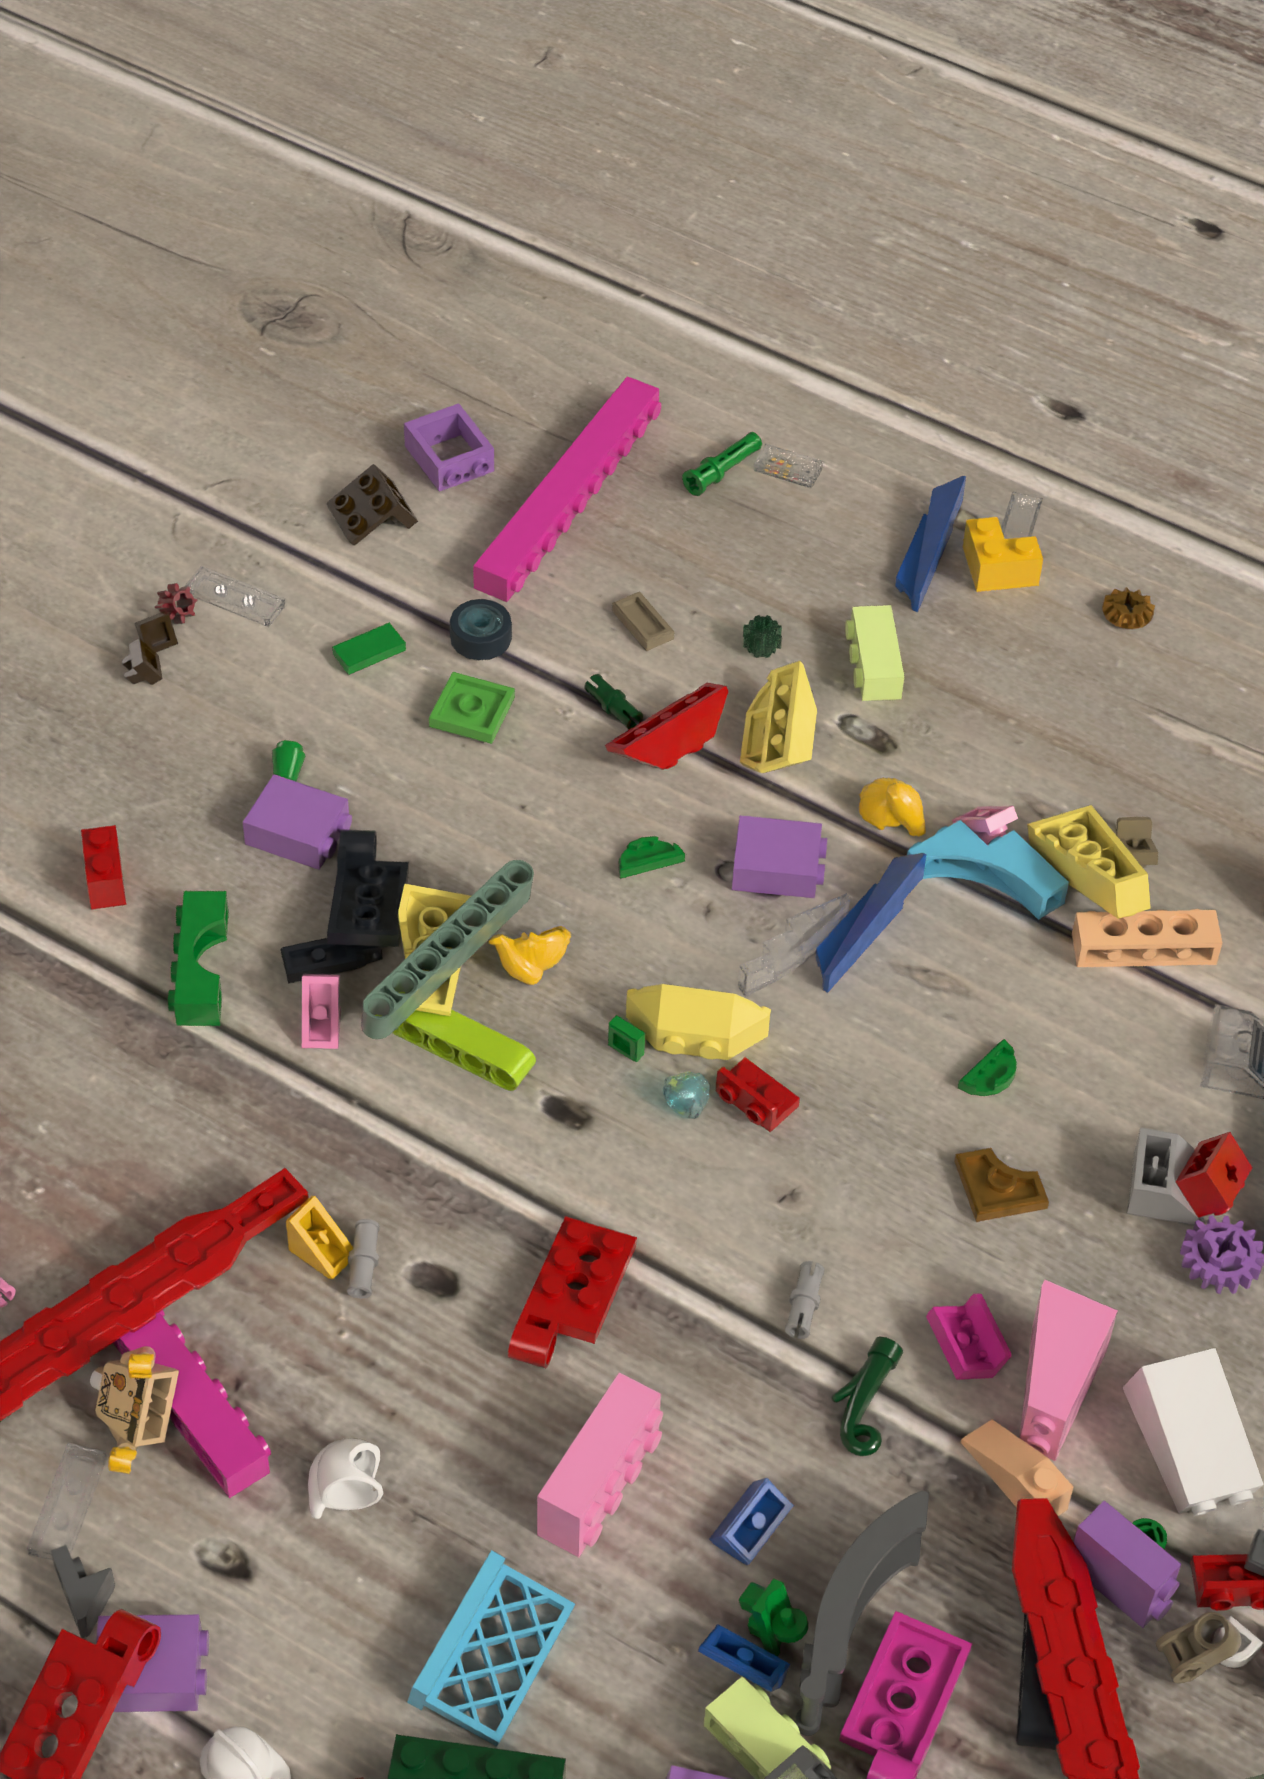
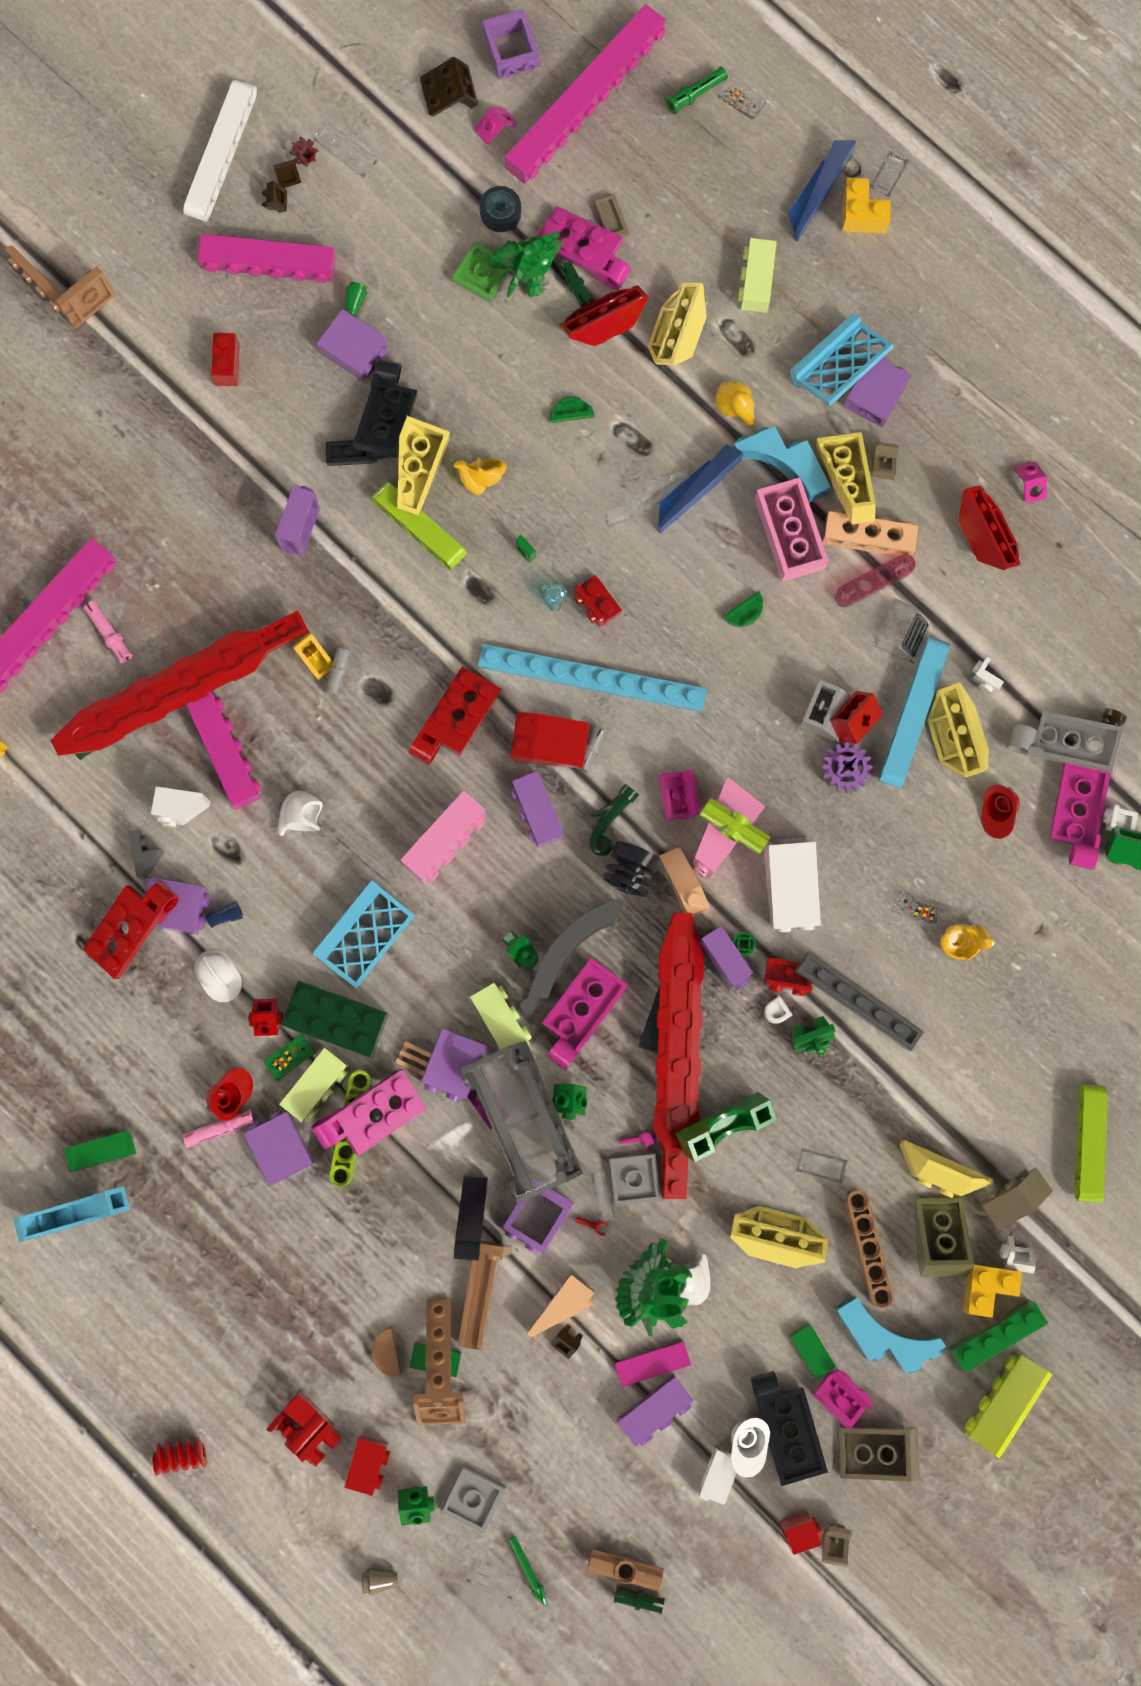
camera: 10 degrees right, 30 degrees up
(50, 622) = (220, 150): none -> white beam
(134, 1403) = (189, 747): tan torso -> none
(134, 1493) = (177, 806): none -> white slope
(144, 735) = (267, 258): none -> dark pink brick
(197, 991) = (281, 413): green arch -> none
(251, 1658) = (230, 913): none -> dark blue pin
(259, 1053) = (298, 520): none -> medium lavender window
(320, 1011) = (342, 494): bright pink slope -> none
(369, 648) = (425, 209): green tile -> none
(444, 538) = (493, 123): none -> dark pink bracket
(507, 889) = (420, 482): sand green beam -> none
(537, 671) = (527, 260): none -> green piece
(636, 661) = (597, 255): none -> dark pink hinge
(697, 1020) = (571, 548): light yellow wedge -> none
(735, 1293) = (549, 740): none -> red slope
(743, 1401) = (536, 810): none -> medium lavender brick
(745, 1658) = (499, 970): blue slope -> none
(752, 1521) = (525, 883): blue slope -> none
(762, 636) = (686, 247): clear green gear -> none
(778, 857) = (652, 429): medium lavender brick -> none
(778, 1200) = (592, 678): none -> medium azure plate
(925, 1453) = (630, 871): none -> black wheel
(988, 821) = (791, 428): bright pink slope -> none
(996, 1188) = (725, 694): pearl gold tile -> none
(1011, 720) = (829, 350): none -> medium azure fence
(1027, 947) = (791, 529): none -> bright pink brick
(1080, 1341) = (735, 826): none -> lime piece
(1093, 762) = (878, 392): none -> medium lavender brick
(1119, 615) = (930, 268): pearl gold gear -> none
(1171, 995) = (875, 581): none -> clear pink beam
(1190, 1648) = (751, 1012): dark tan piece -> none

